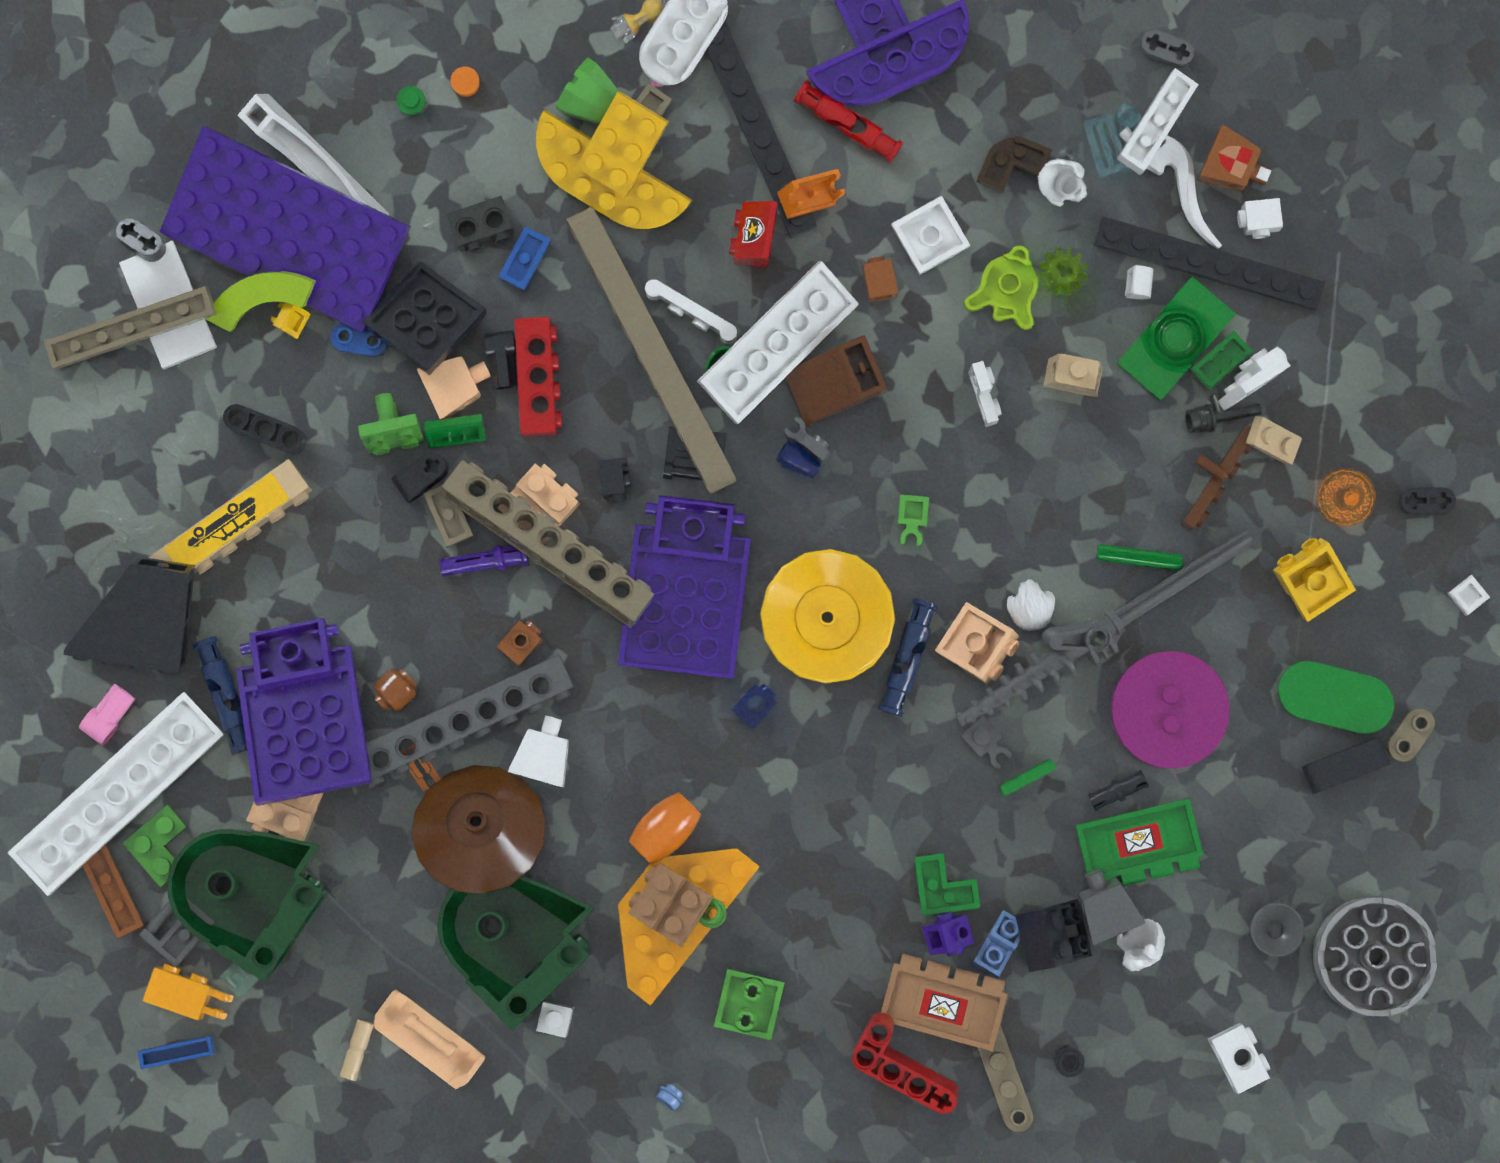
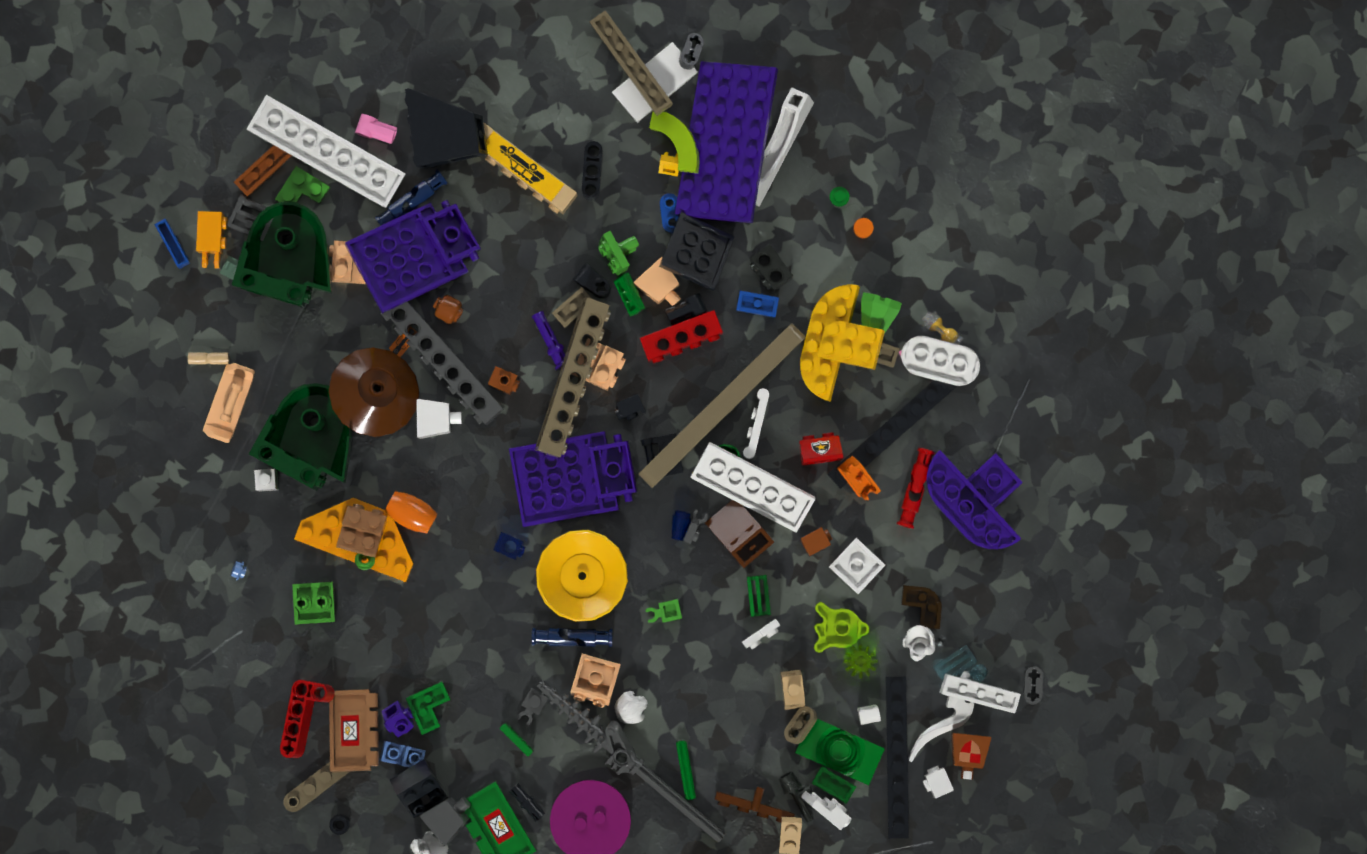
camera: 70 degrees right, 0 degrees up
(931, 372) = (766, 593): none -> green tile
(1123, 381) = (799, 724): none -> dark tan plate

